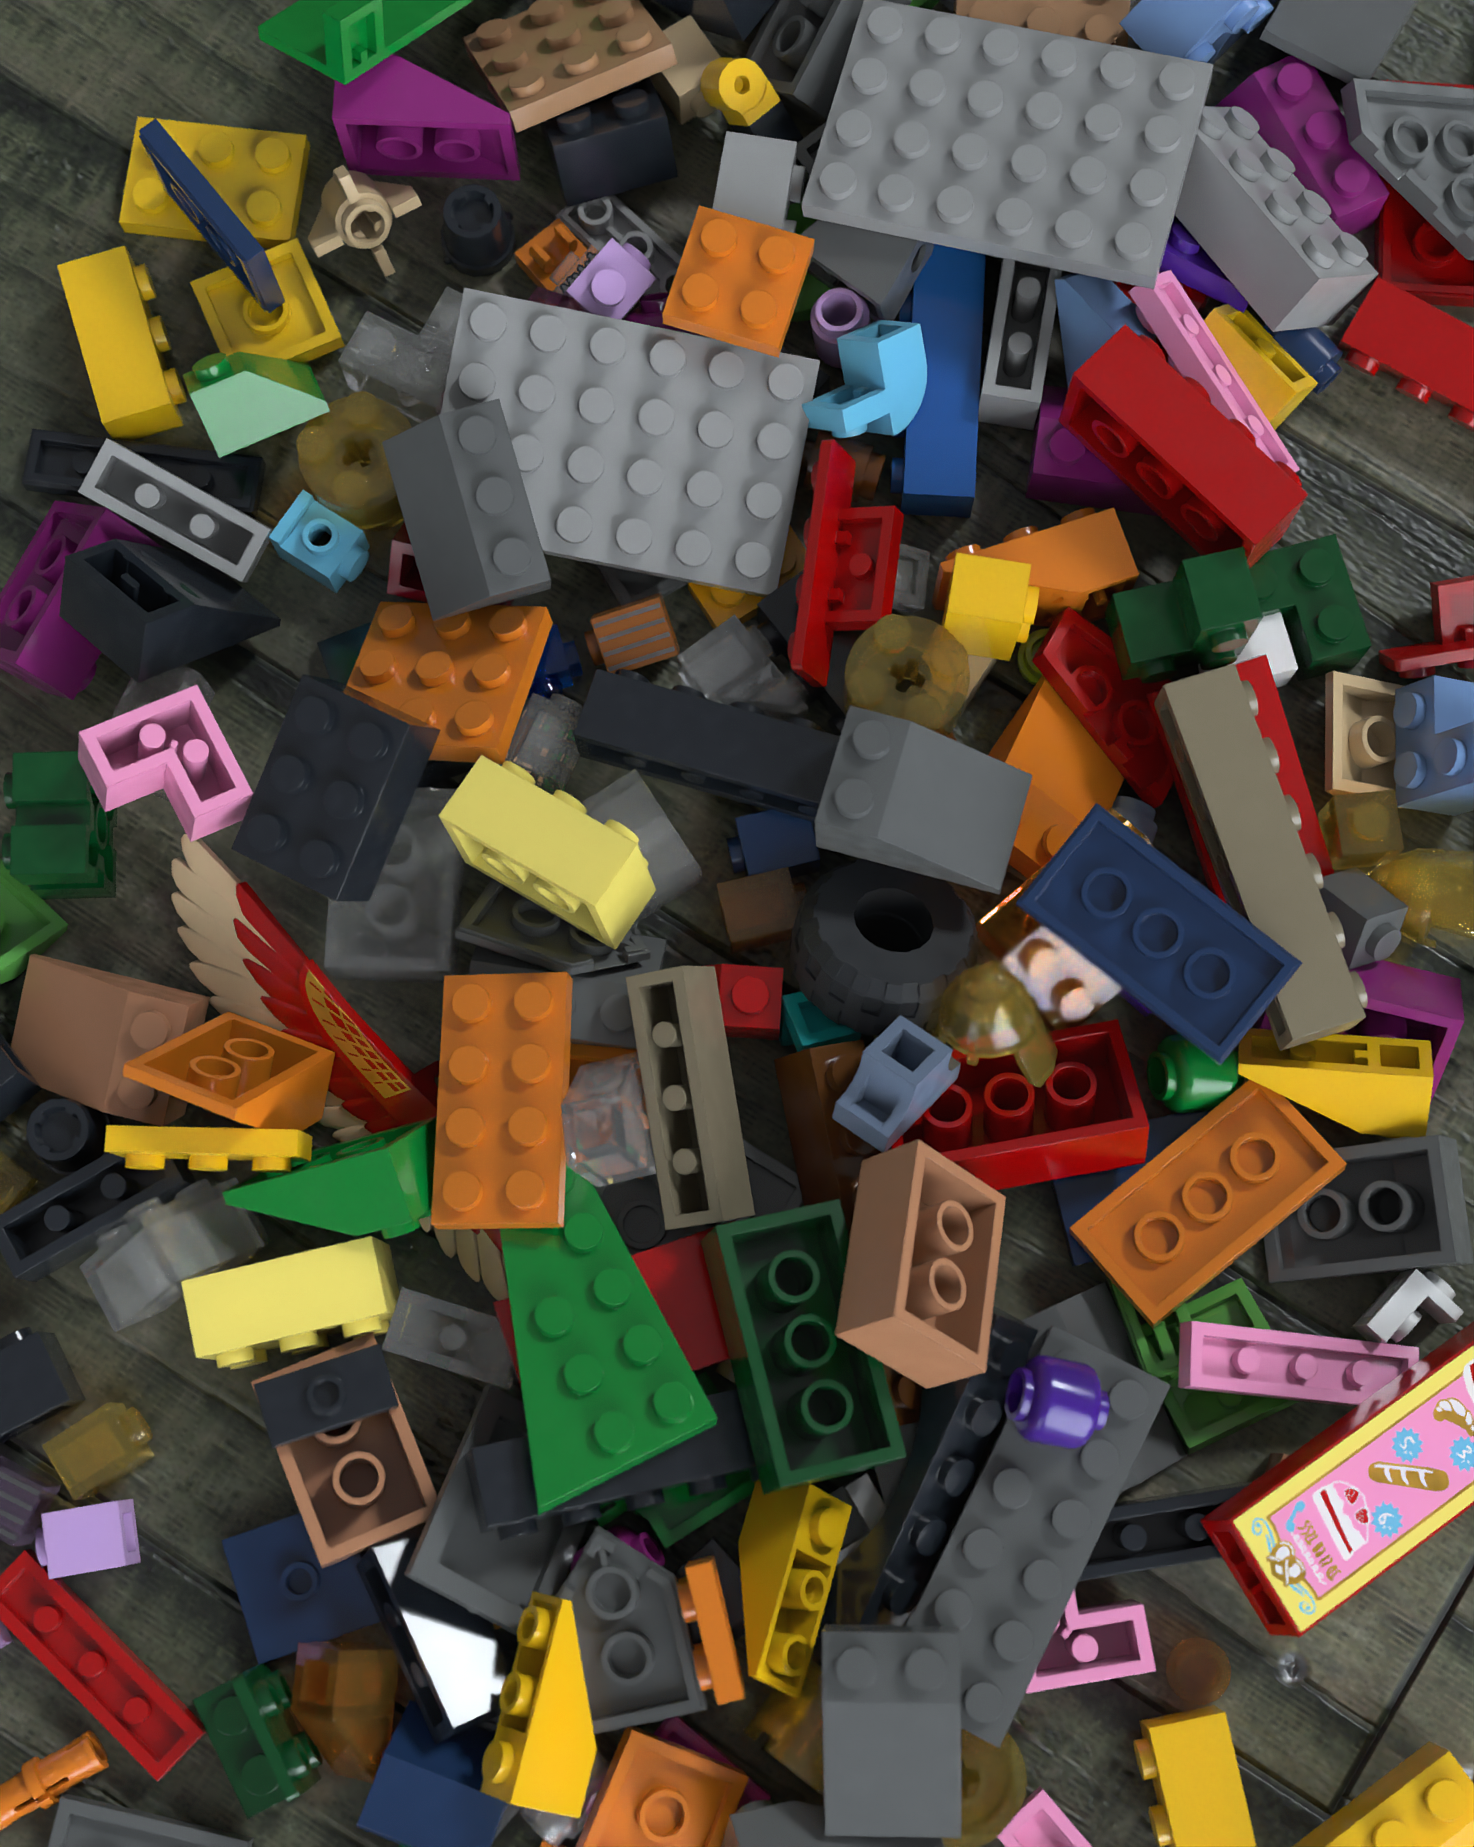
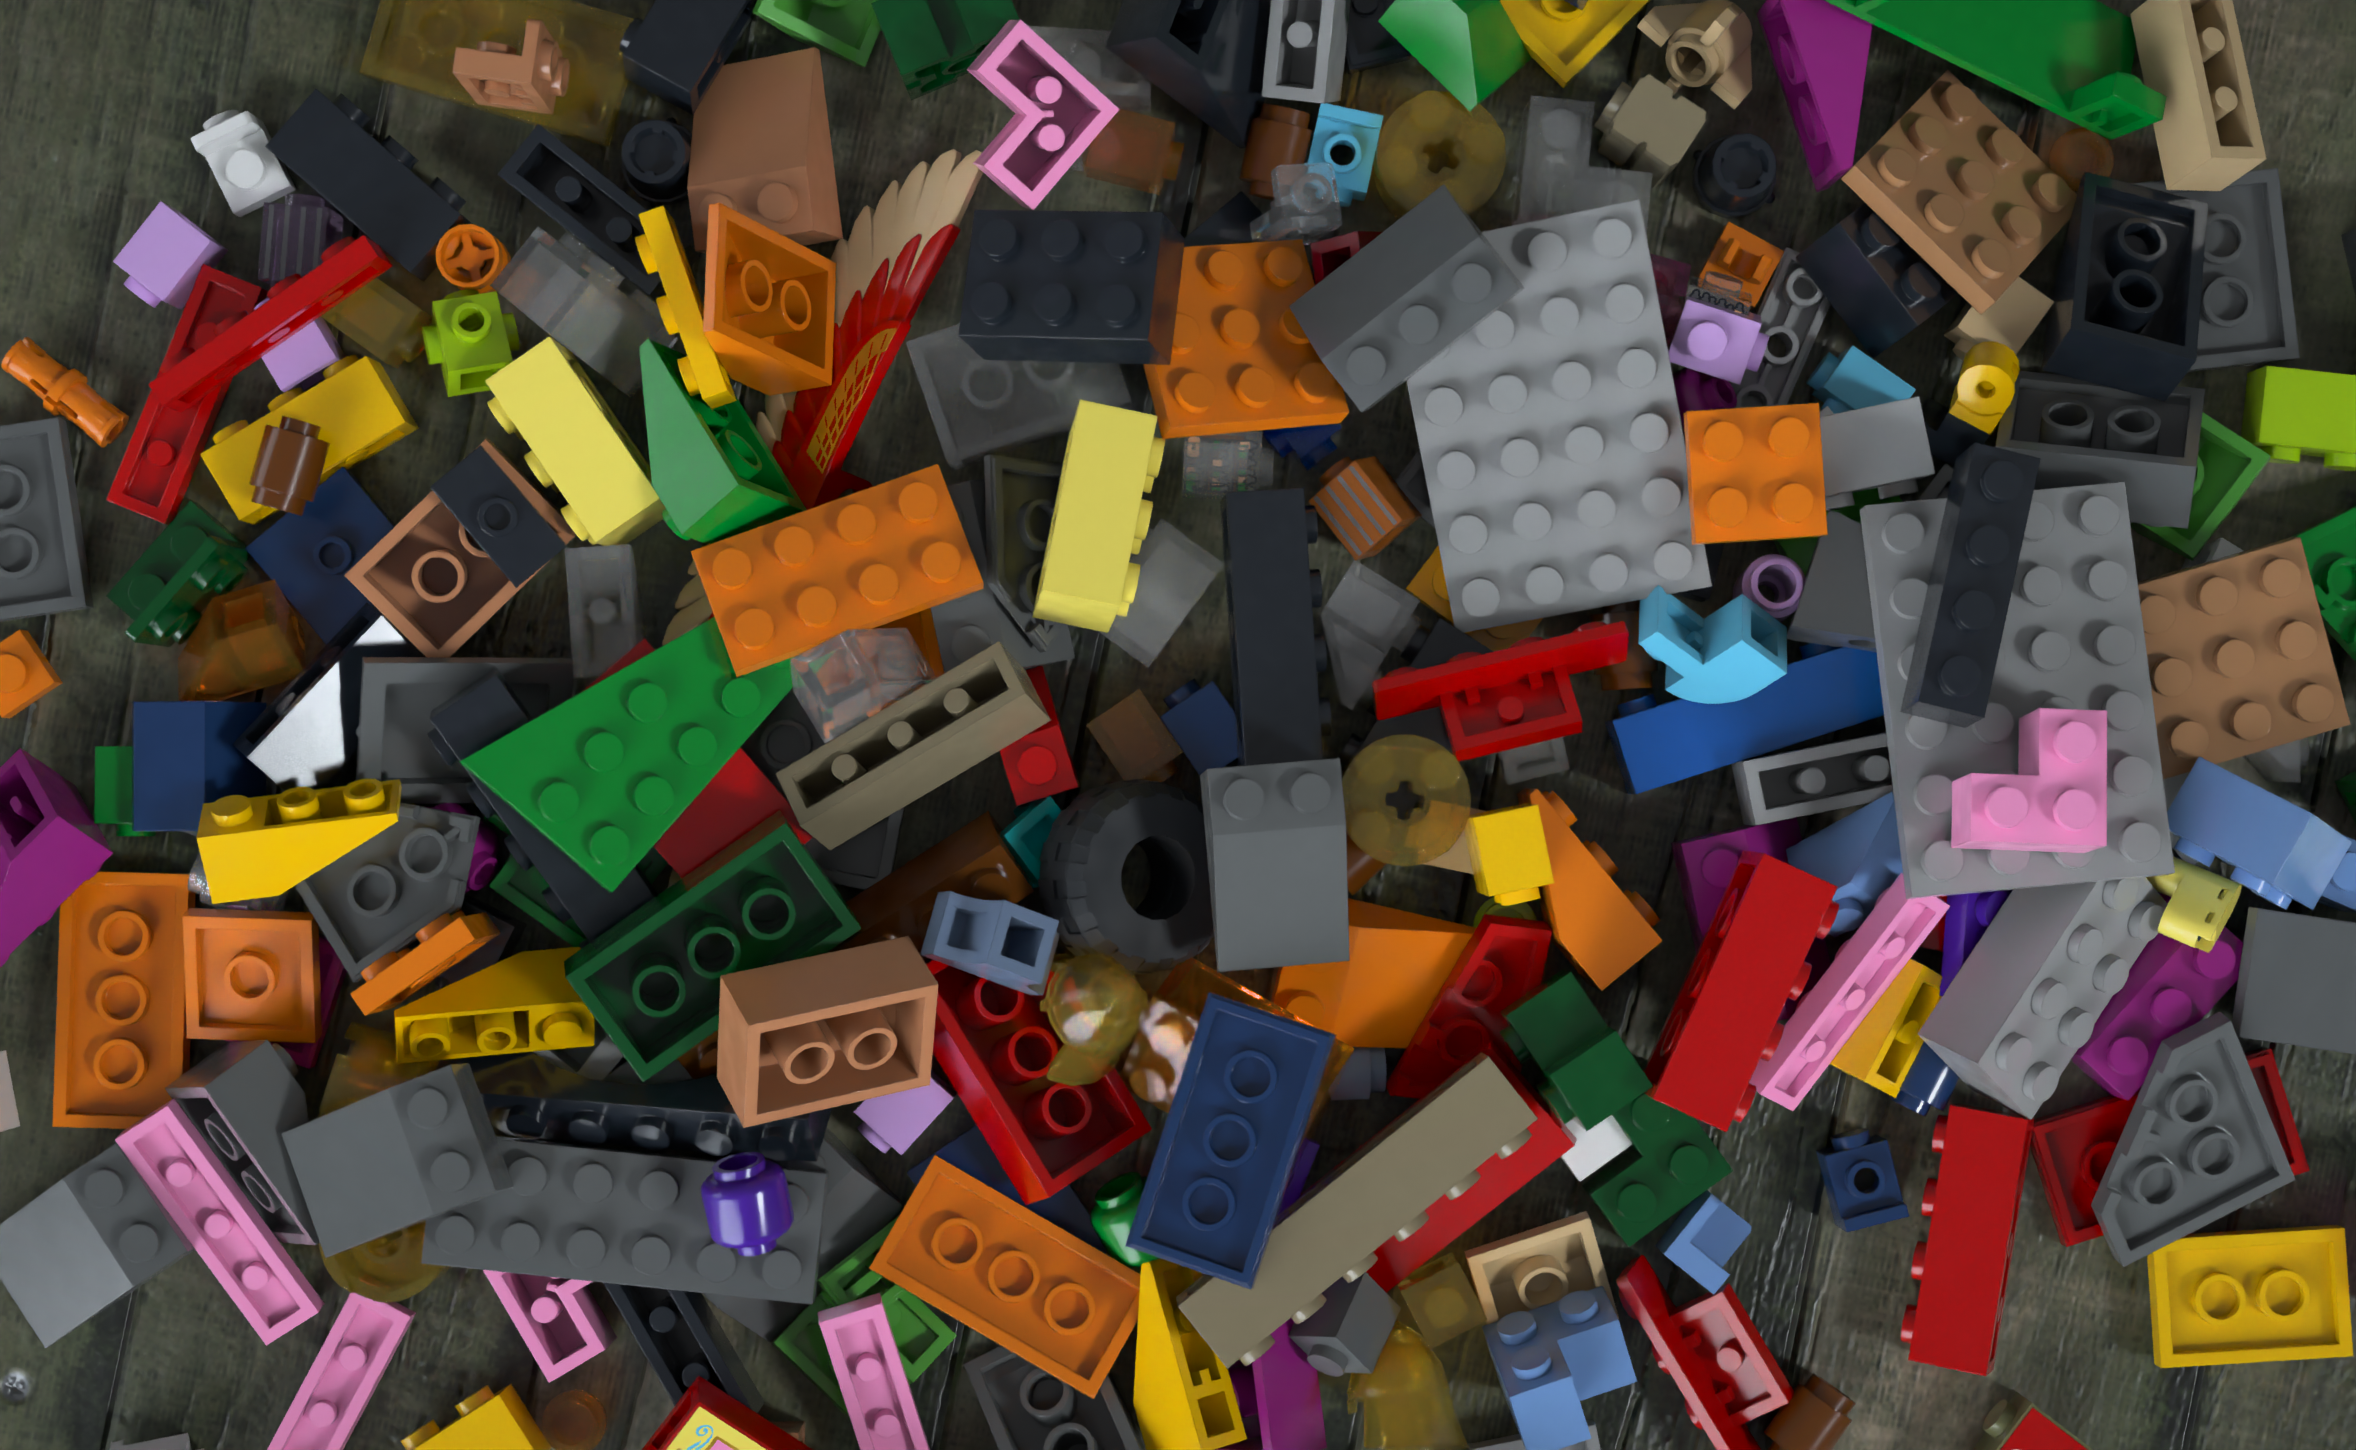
camera: 70 degrees right, 10 degrees up
(52, 1520) = (248, 337): none -> red plate
(72, 1337) = (467, 249): none -> orange wheel
(157, 1370) = (469, 339): none -> lime brick
(181, 1562) = (356, 415): none -> yellow brick
(197, 1581) = (288, 465): none -> reddish brown brick
(247, 713) = (1135, 152): none -> clear orange brick
(296, 595) = (1274, 139): none -> reddish brown brick
(352, 581) = (1303, 205): none -> clear bracket
(406, 273) = (1648, 128): none -> dark tan brick
(687, 191) = (1855, 382): none -> medium azure brick
(906, 130) = (1970, 585): none -> black brick
(1023, 1246) = (903, 1116): none -> lavender brick
(1111, 123) = (2052, 801): none -> bright pink brick
(1245, 76) = (2197, 905): none -> light yellow piece
(1375, 460) = (1839, 1164): none -> dark blue brick
(1386, 594) = (1704, 1240): none -> medium blue panel

